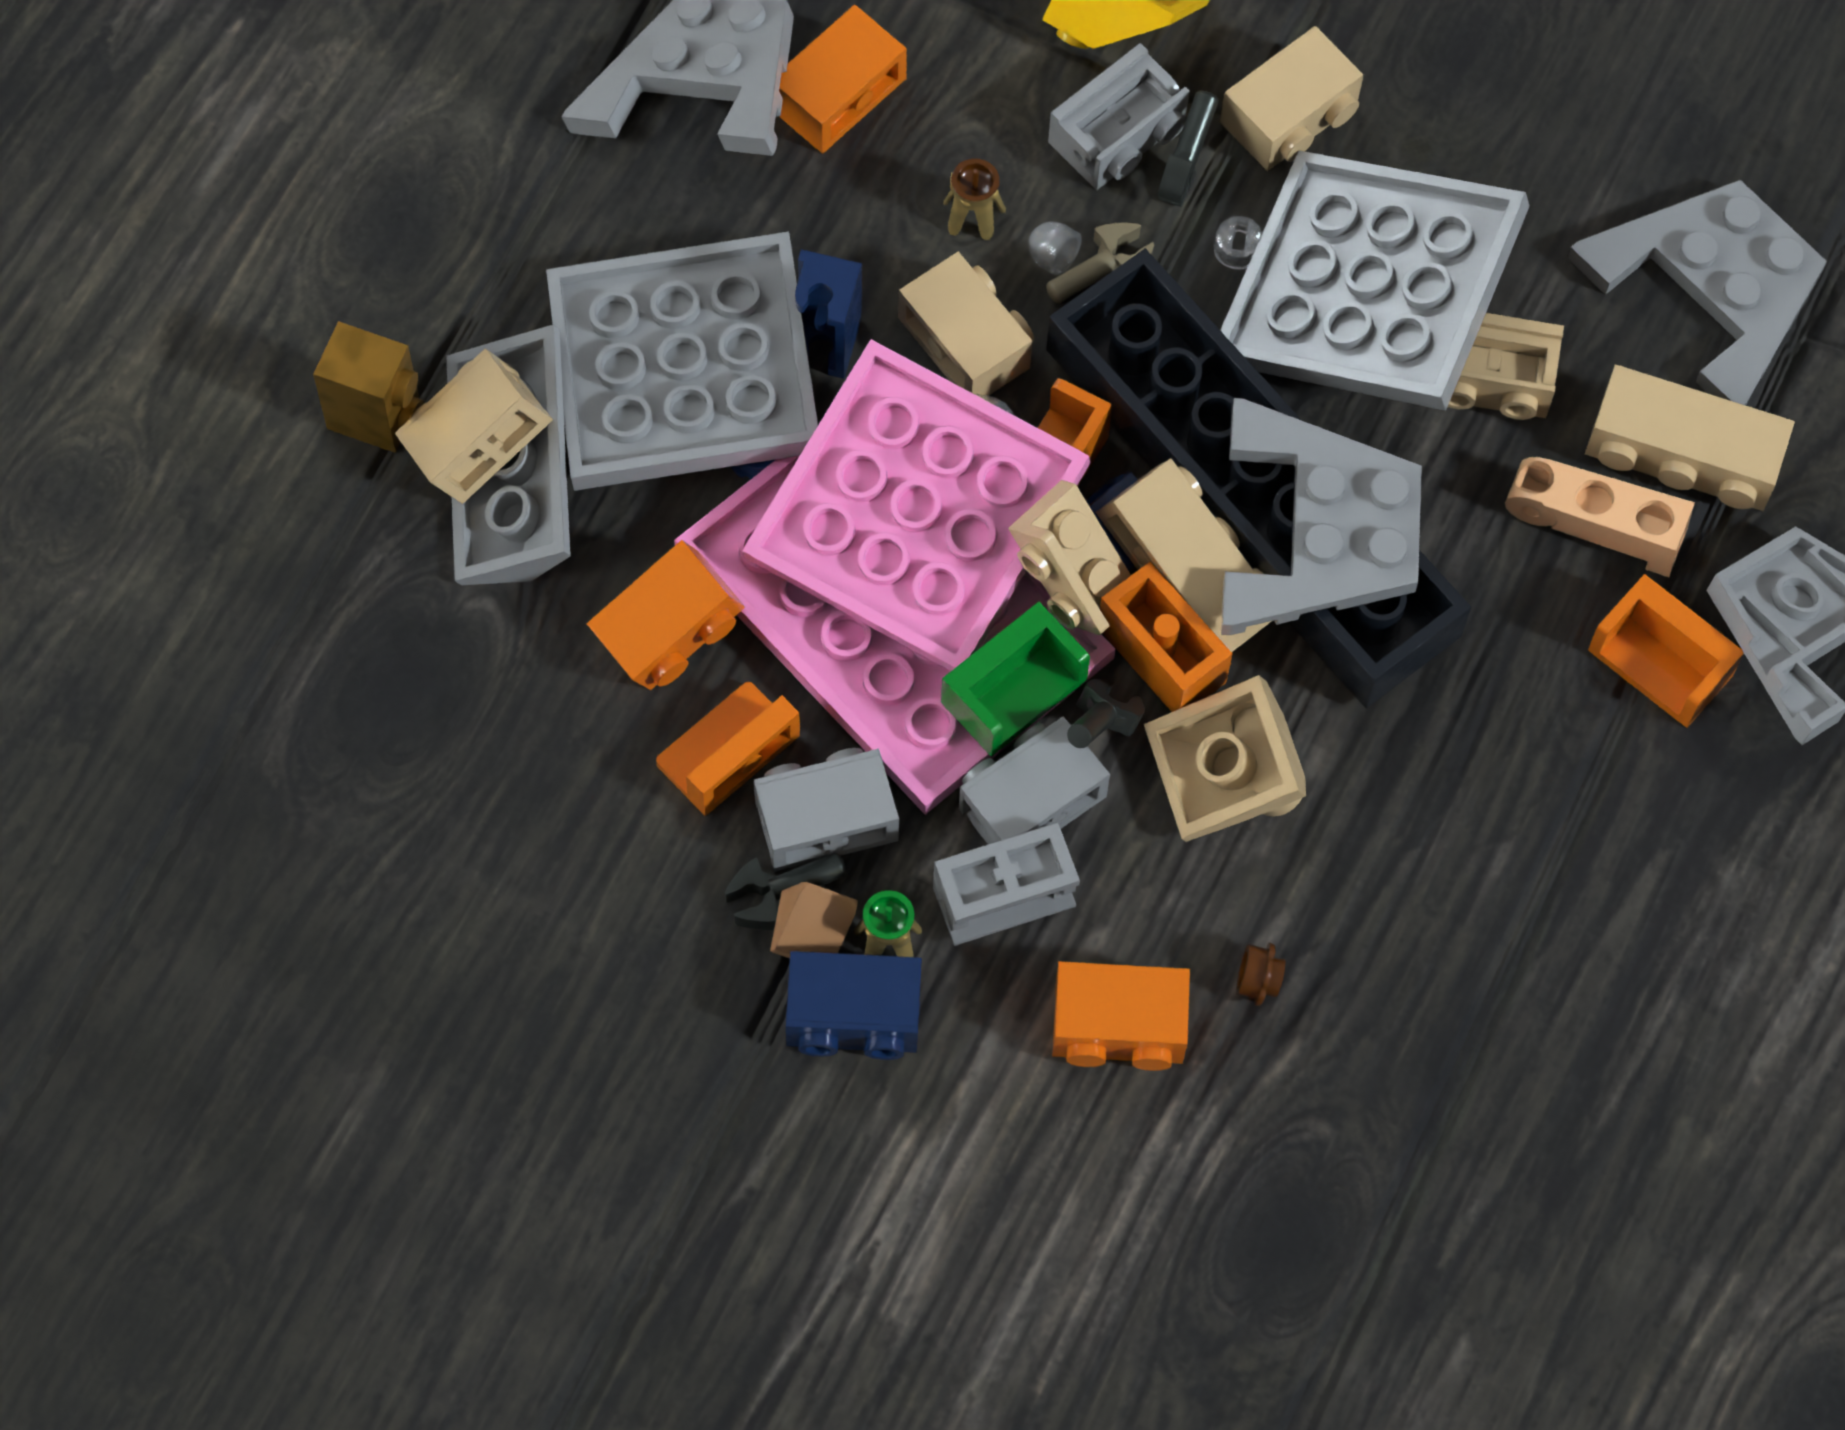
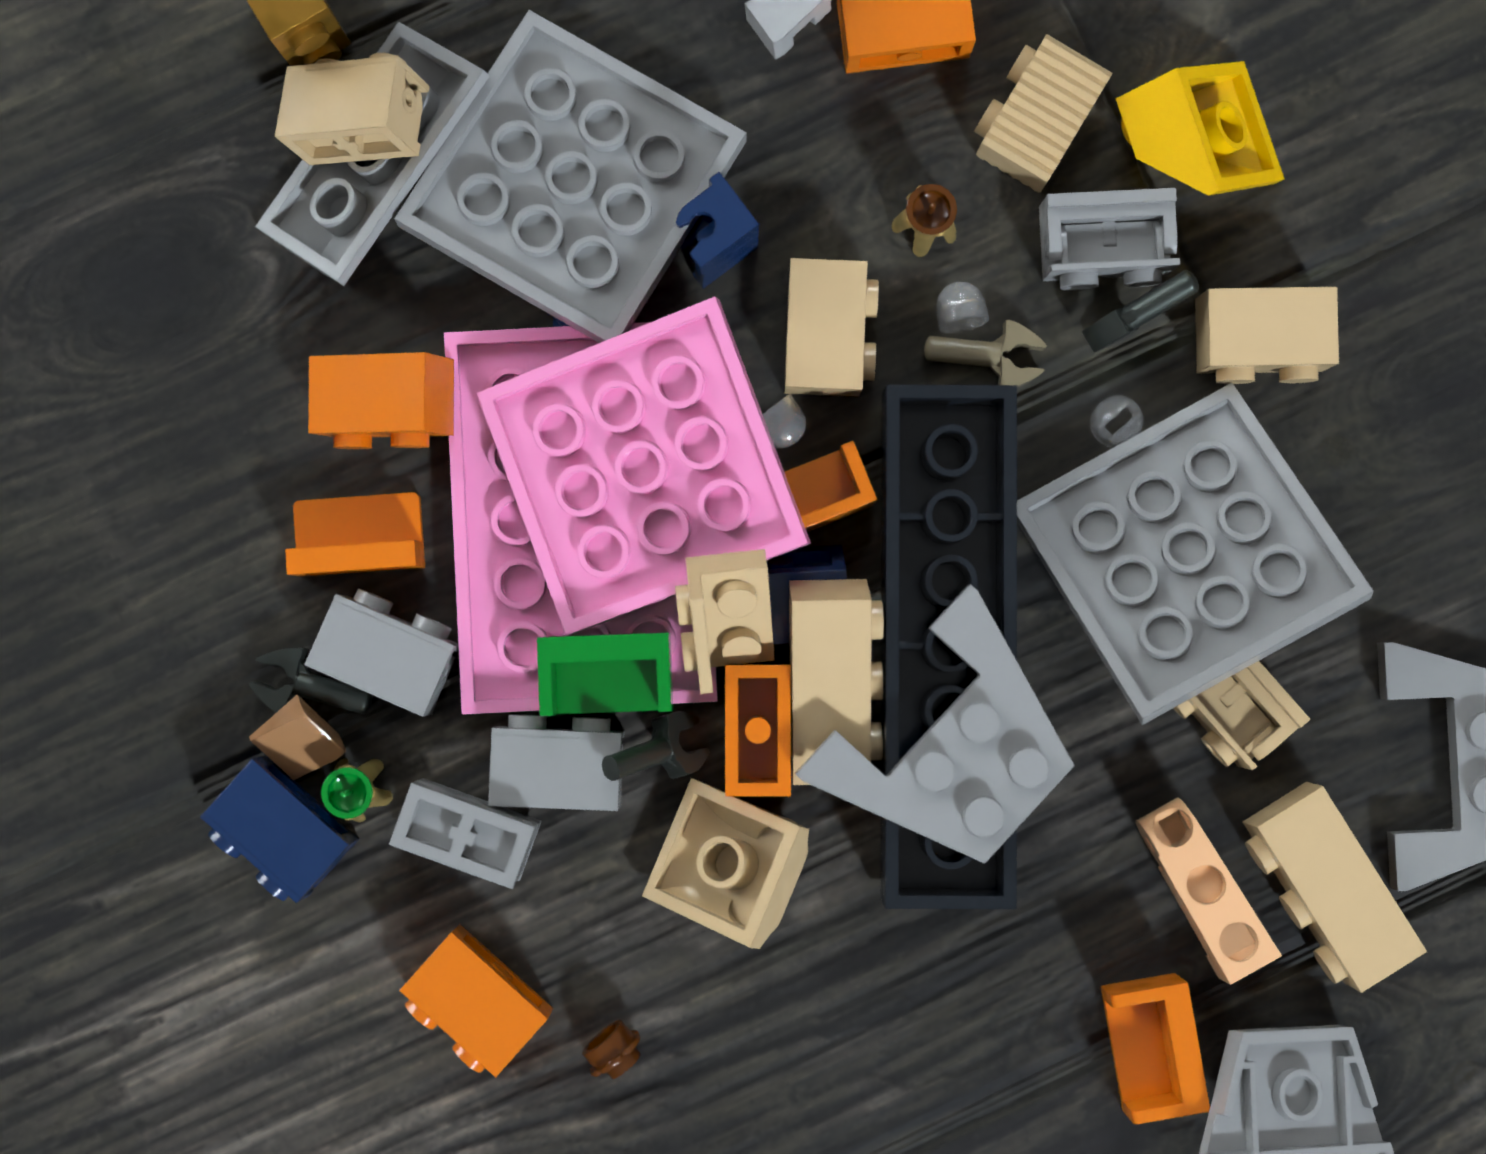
camera: 40 degrees right, 20 degrees up
(996, 71) = (1042, 112): none -> tan brick

